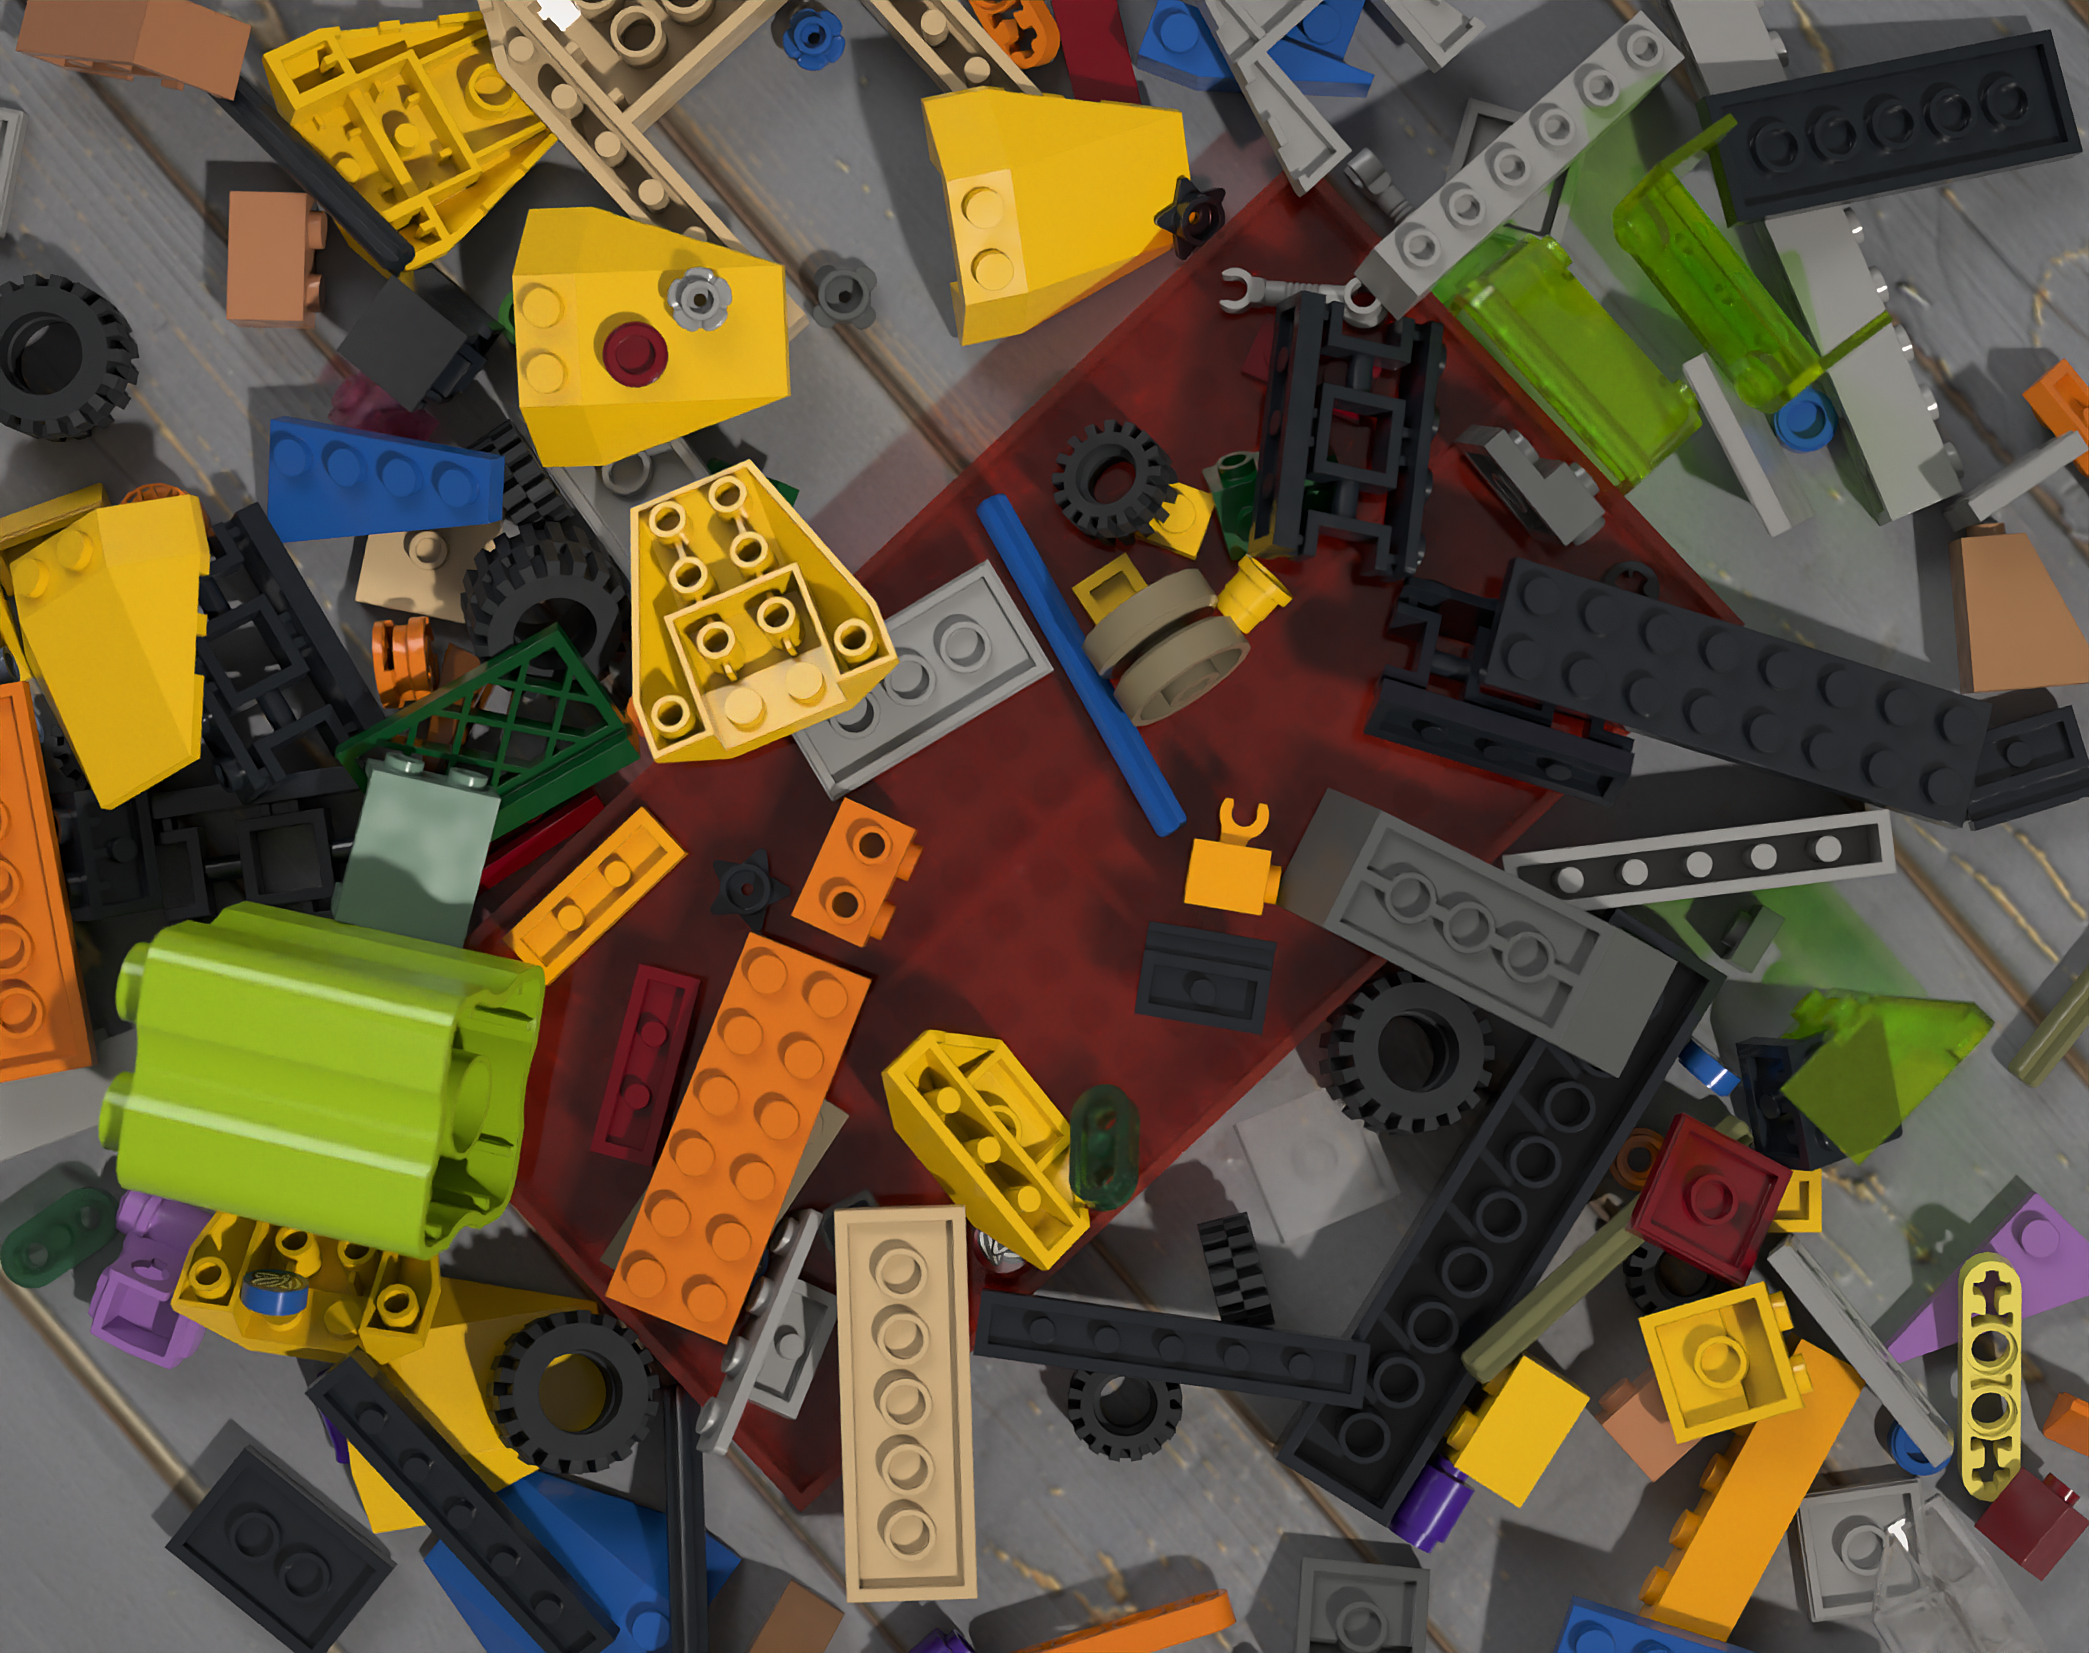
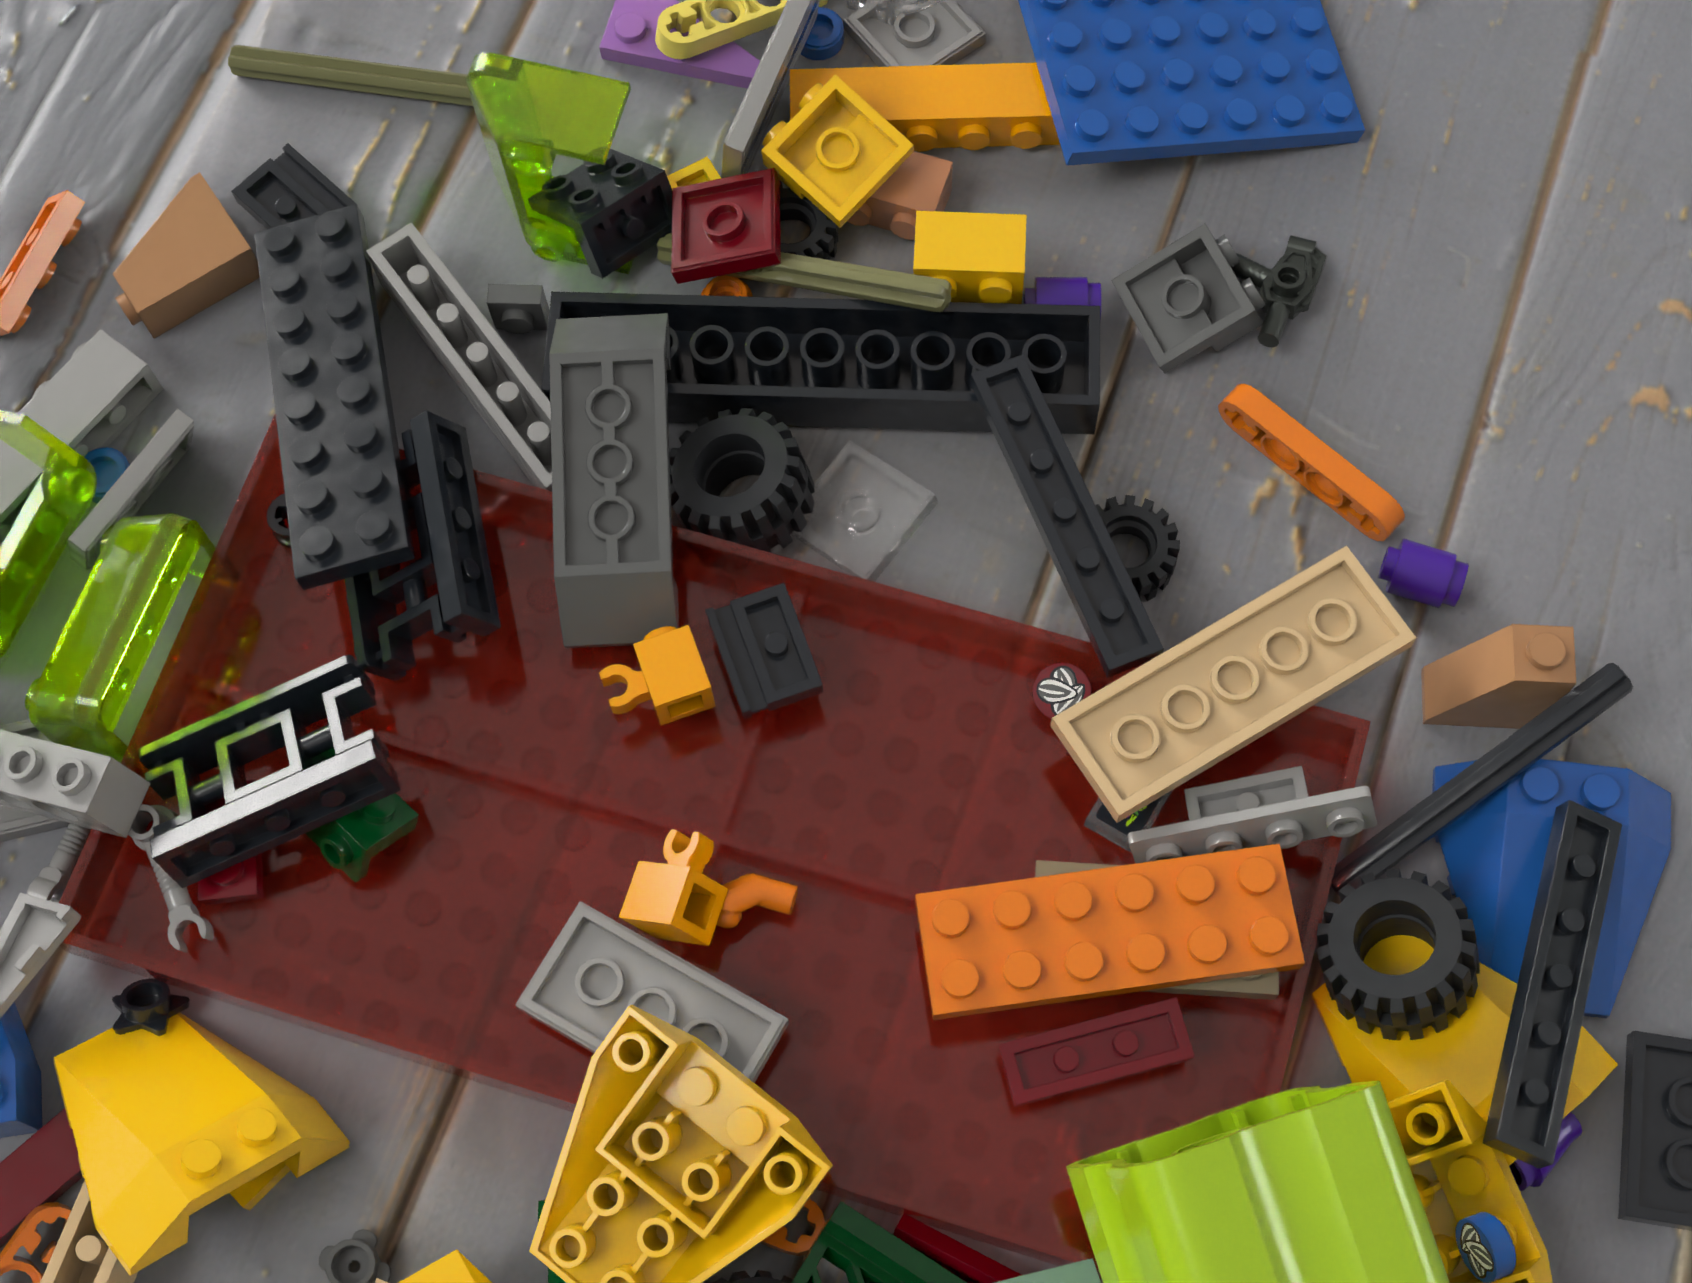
camera: 115 degrees left, 20 degrees down
(596, 894) = (980, 1179): light orange plate -> none
(733, 877) = (914, 1042): black plate -> none
(857, 873) = (836, 965): orange brick -> none
(977, 830) = (752, 891): none -> orange arm
(988, 1140) = (991, 734): yellow wedge -> none
(1003, 759) = (675, 897): none -> light orange brick
(1066, 641) = (563, 887): blue axle -> none
(1090, 461) = (368, 956): black tyre -> none
(1104, 1153) = (944, 650): clear green plate -> none
(1109, 587) = (495, 886): yellow plate -> none
(1165, 647) = (511, 811): dark tan wheel -> none
(1186, 523) = (405, 880): yellow plate -> none
(1236, 1270) = (978, 515): black tyre -> none
(1252, 594) = (437, 782): yellow piece -> none
(1543, 494) = (241, 611): dark grey plate -> none
(1708, 1068) = (633, 277): blue tile -> none
(2014, 480) = (74, 297): light grey tile -> none

